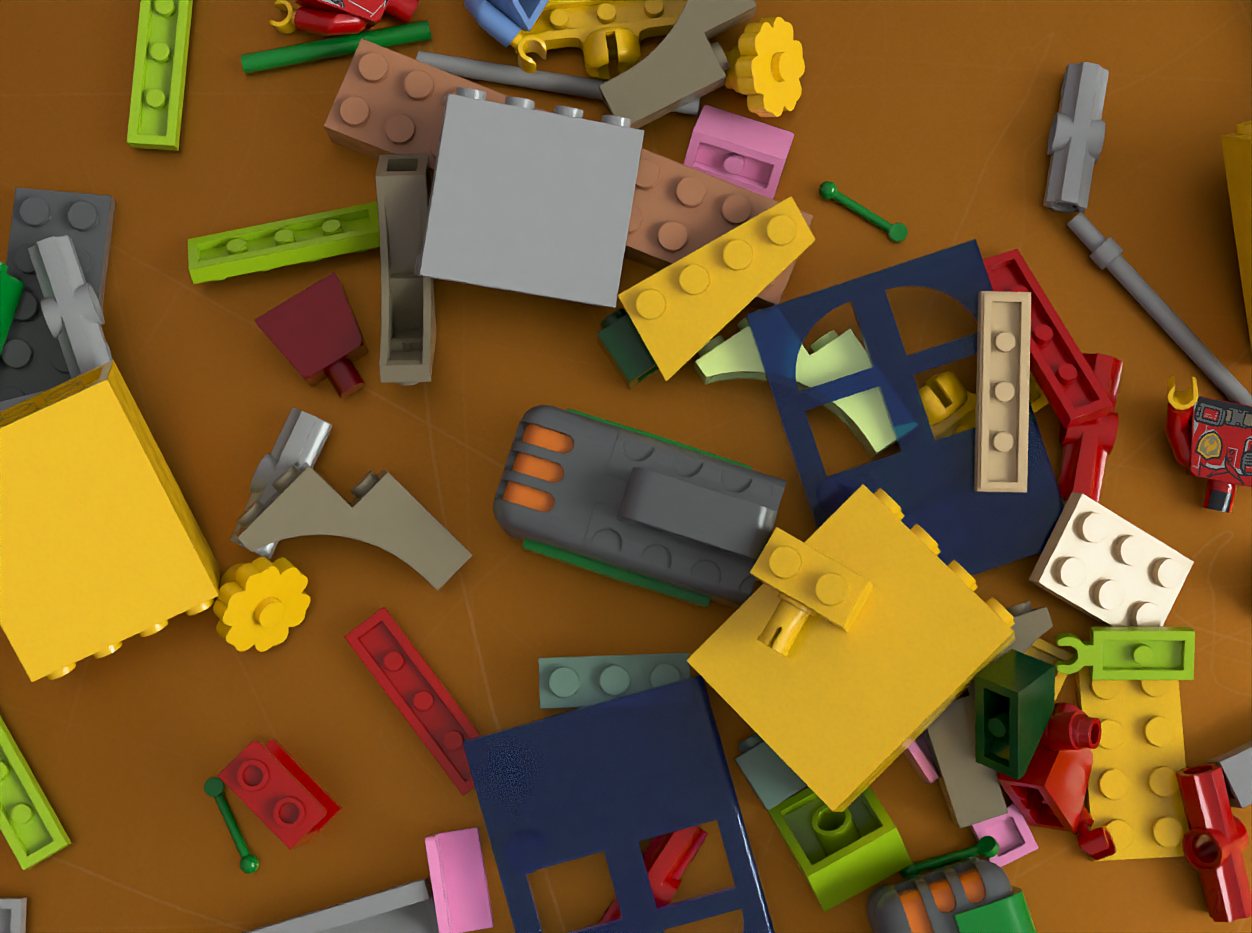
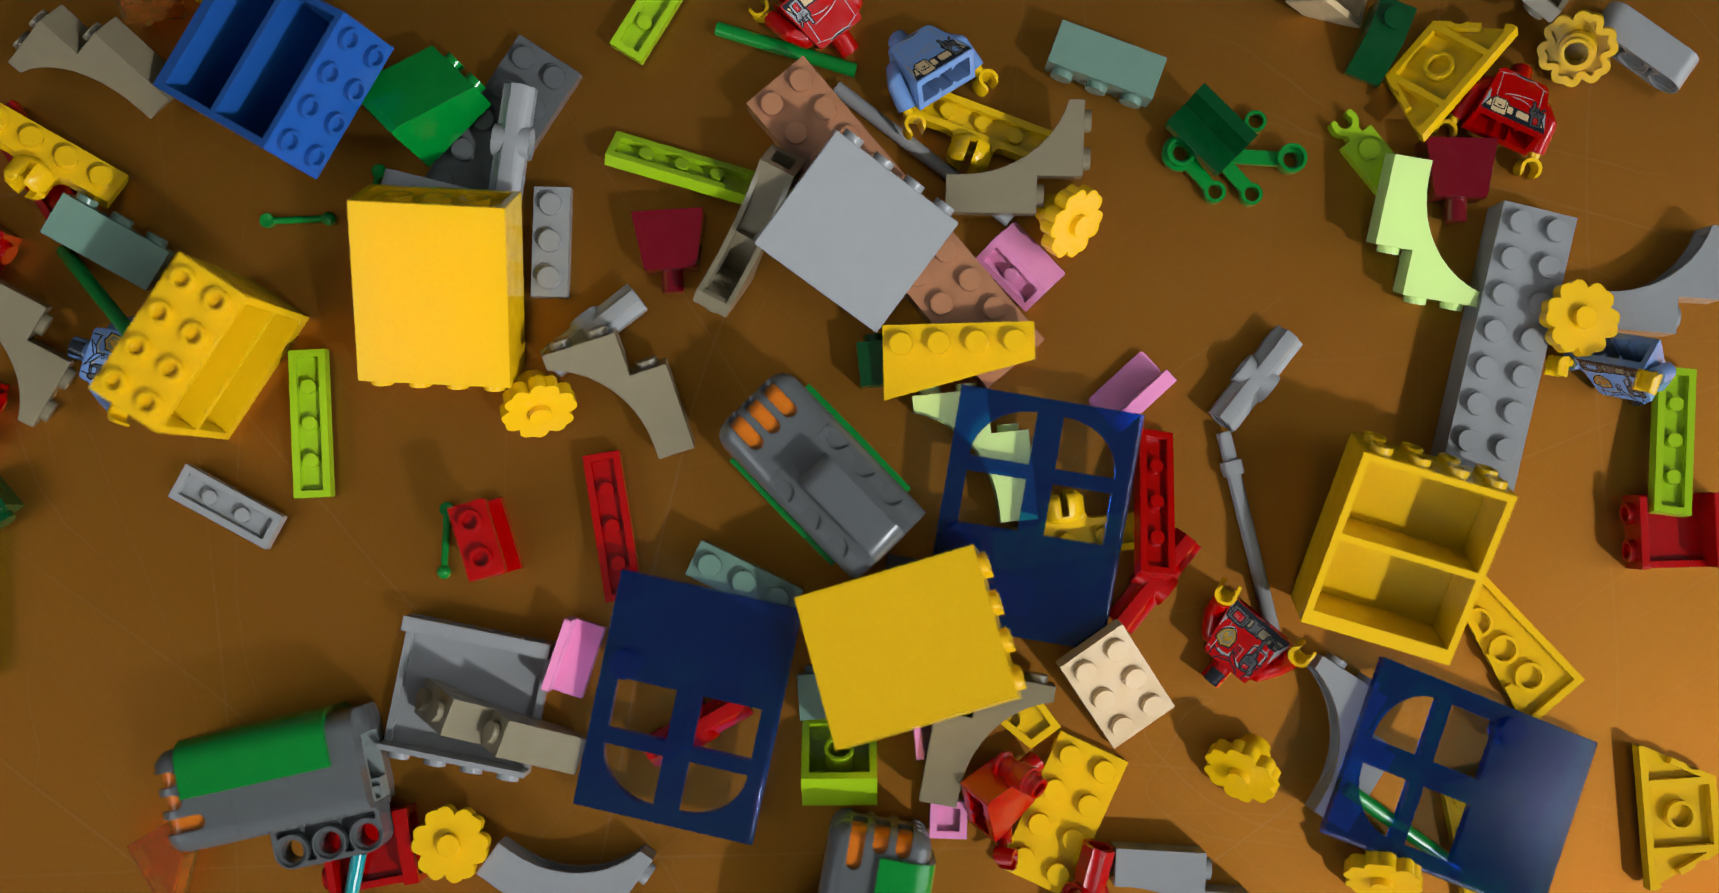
camera: 30 degrees right, 5 degrees up
(177, 408) = (551, 242): none -> light grey plate
(808, 586) = (897, 594): yellow brick -> none
(895, 232) = (1098, 378): green hinge -> none
(943, 216) = (1133, 386): none -> bright pink panel
(986, 846) = (932, 820): green hinge -> none
(1002, 391) = (1106, 527): tan tile -> none
(1012, 711) = (993, 745): dark green slope -> none
(1131, 653) = (1097, 745): lime plate -> none

